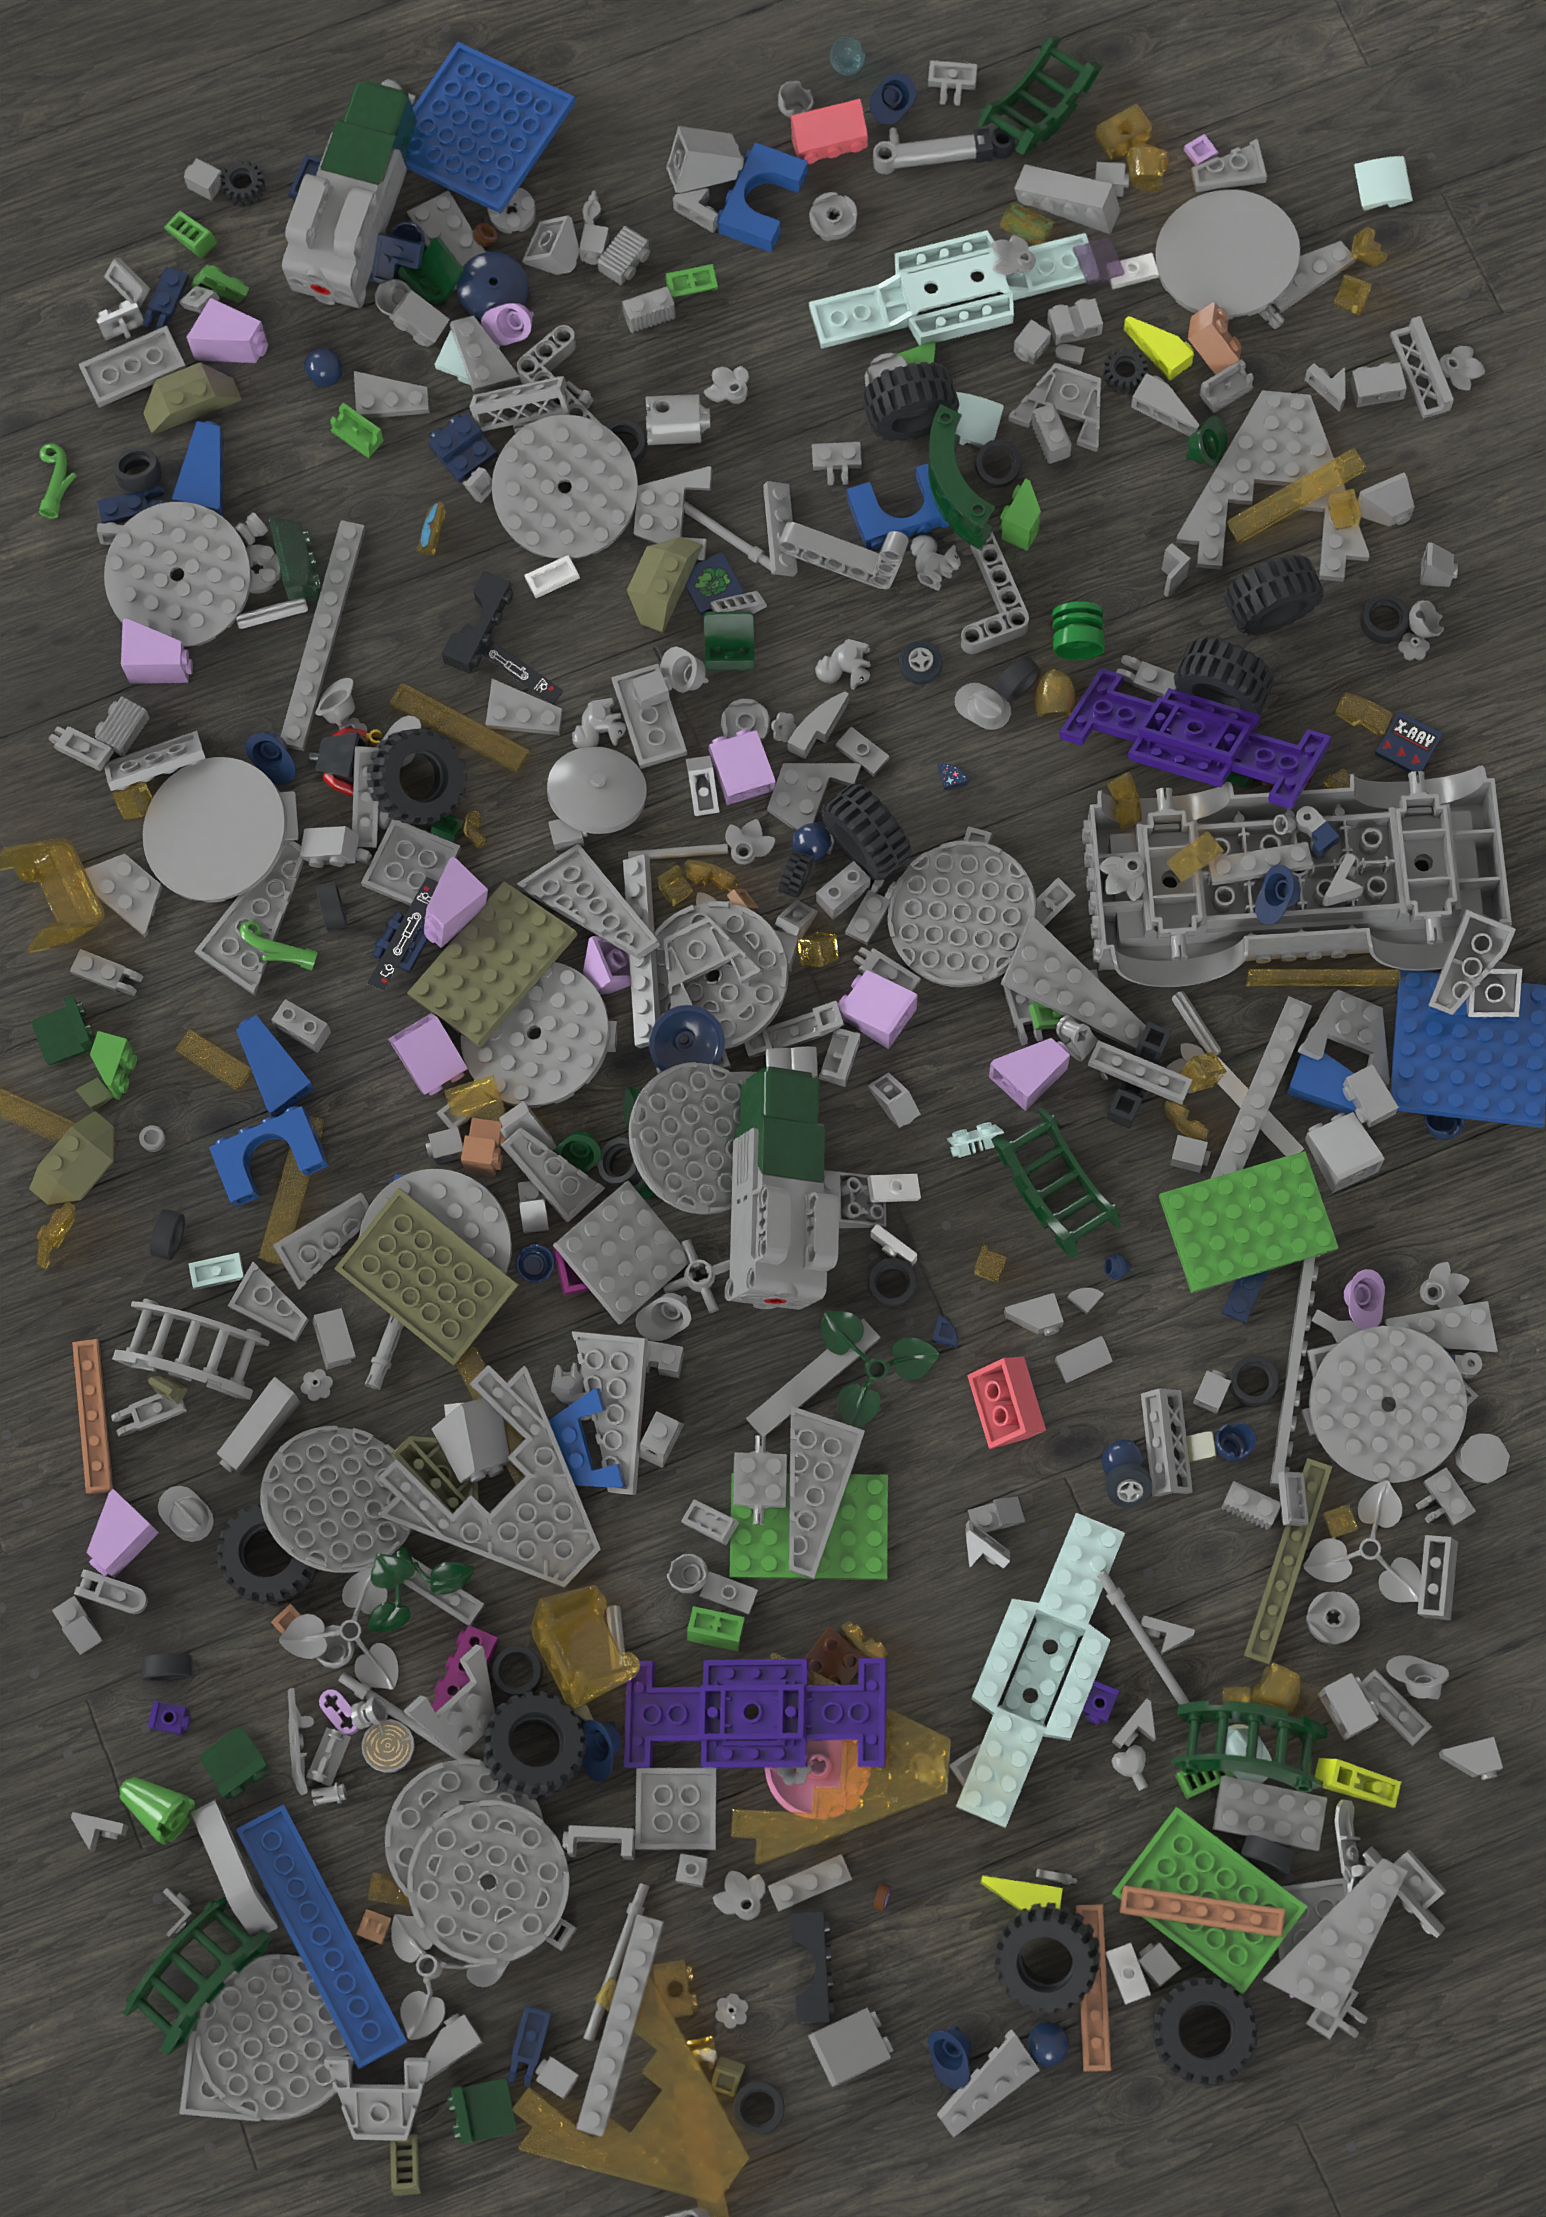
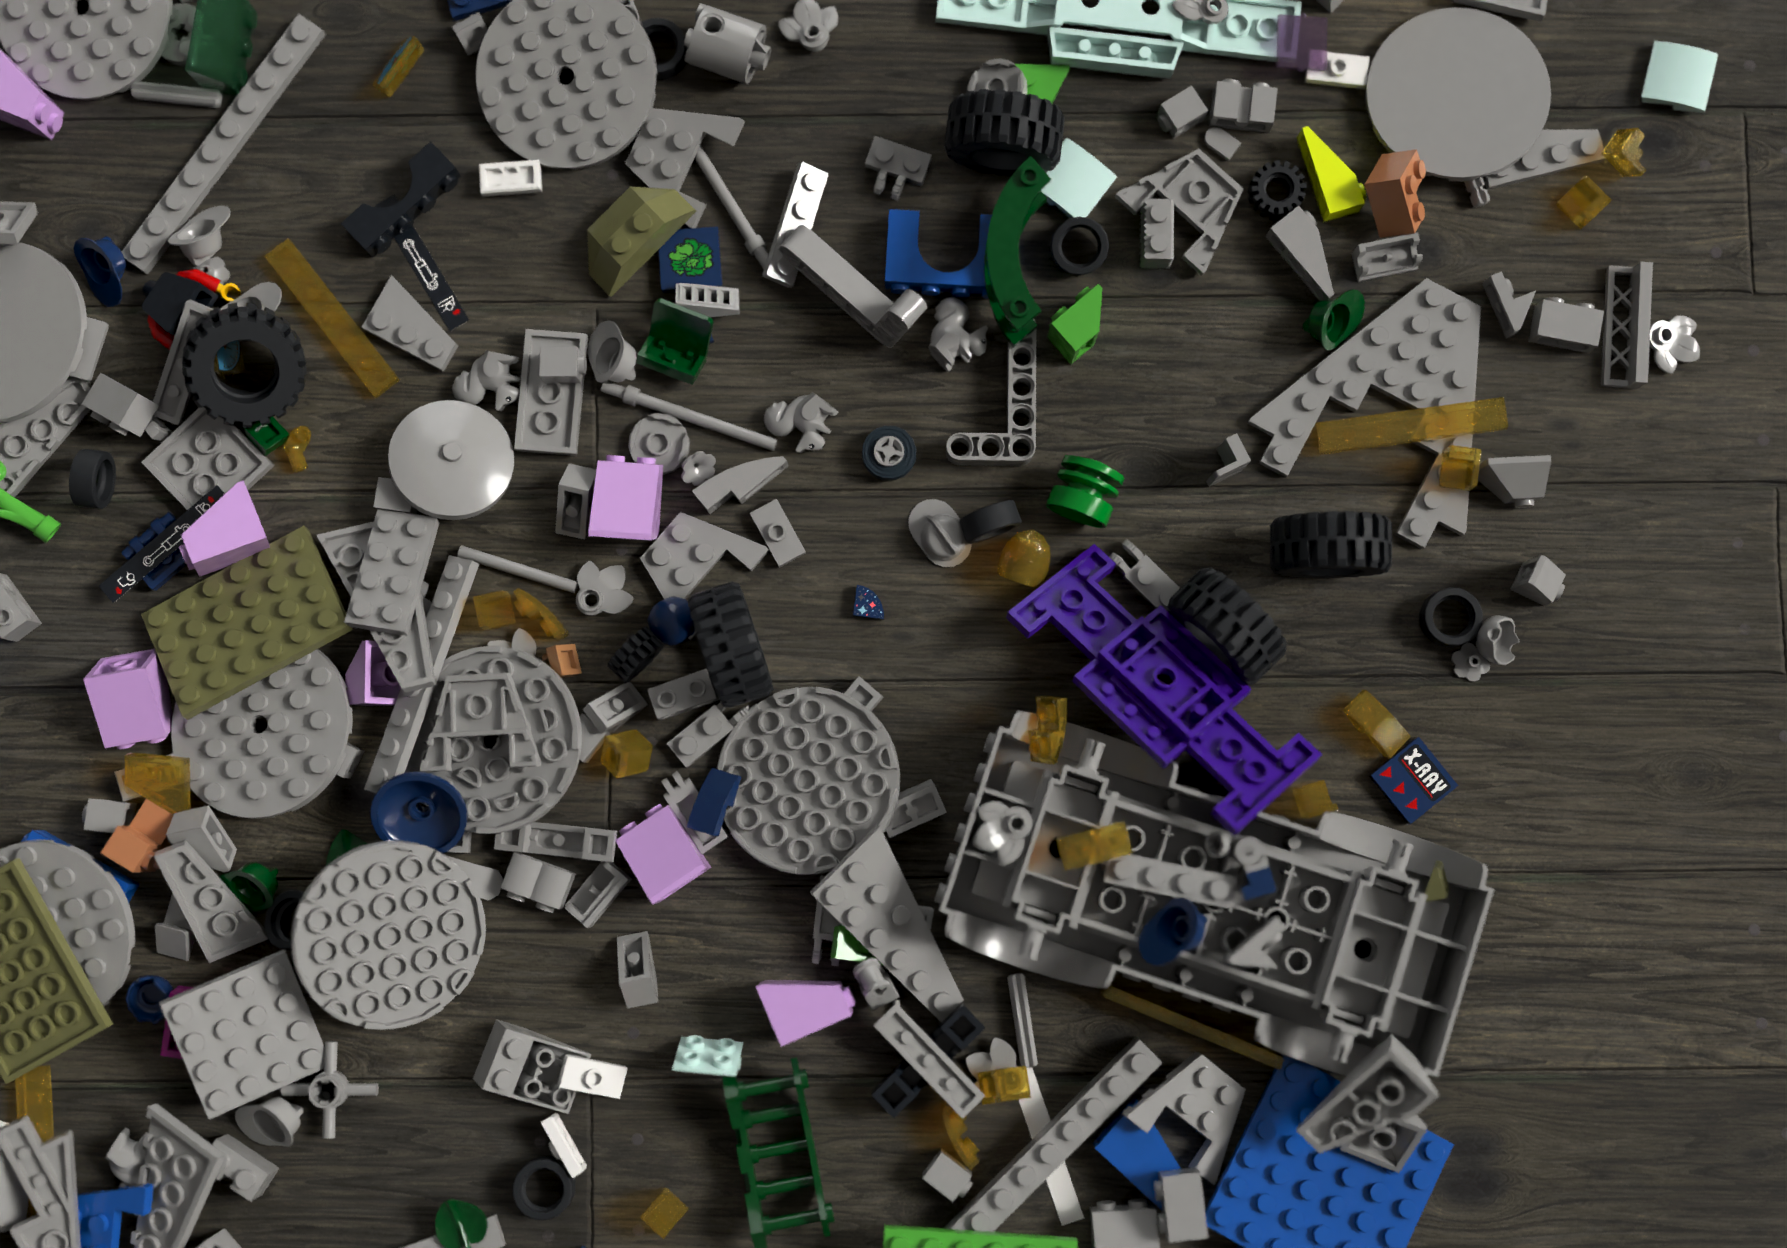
camera: 20 degrees right, 10 degrees up
(589, 882) = (392, 572): none -> light grey plate
(711, 695) = (633, 396): none -> light grey bar
(779, 1212) = (438, 1062): light grey piece -> none
(899, 955) = (712, 801): none -> dark blue slope
(1454, 798) = (1438, 884): none -> olive slope

